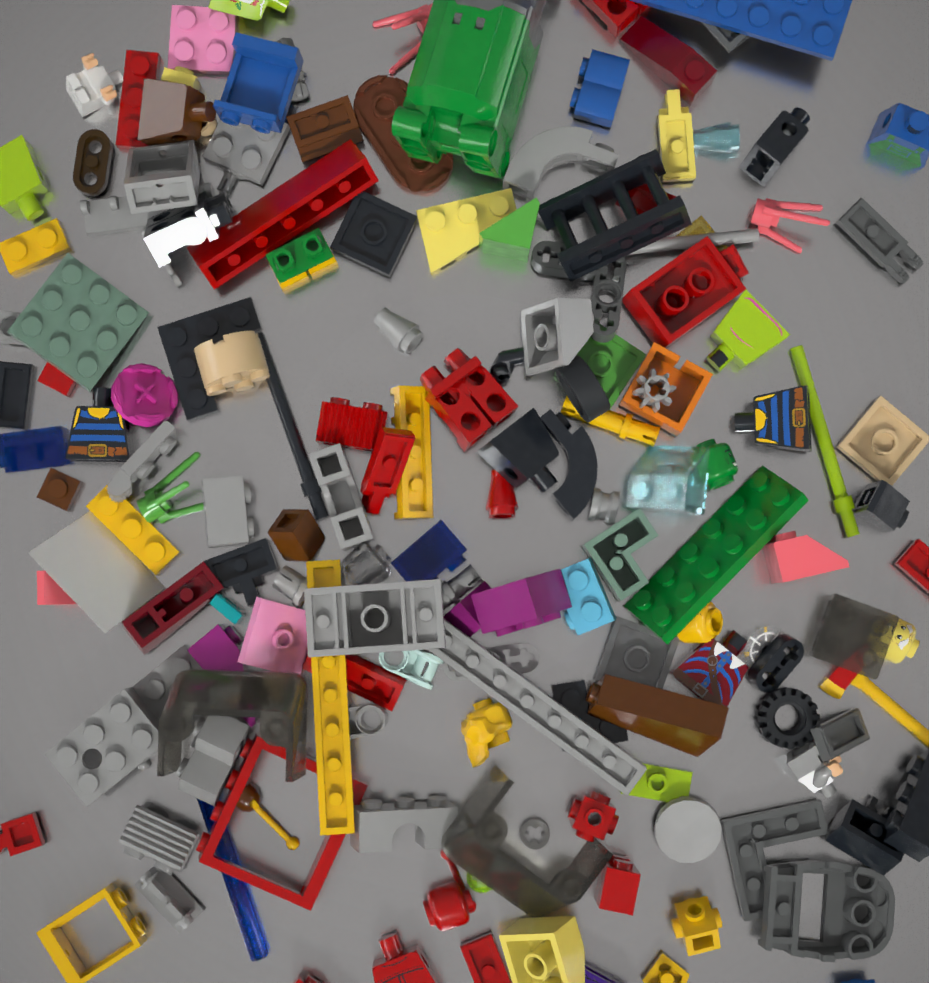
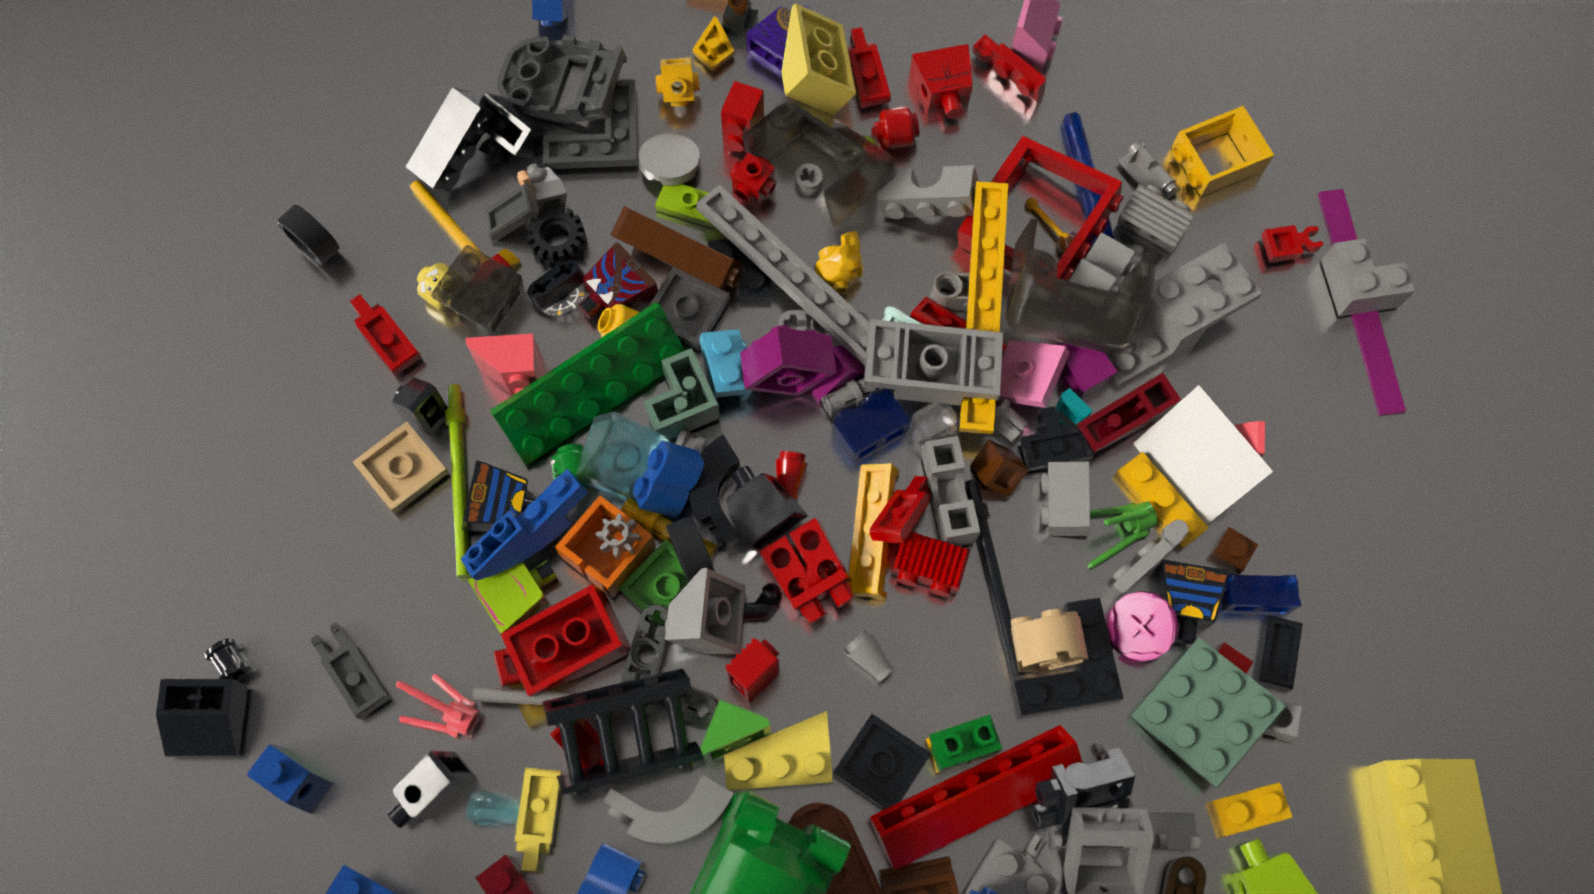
camera: 175 degrees left, 15 degrees down
(504, 292) = (753, 668): none -> red brick
(618, 462) = (669, 478): none -> blue brick
(747, 382) = (521, 536): none -> blue slope

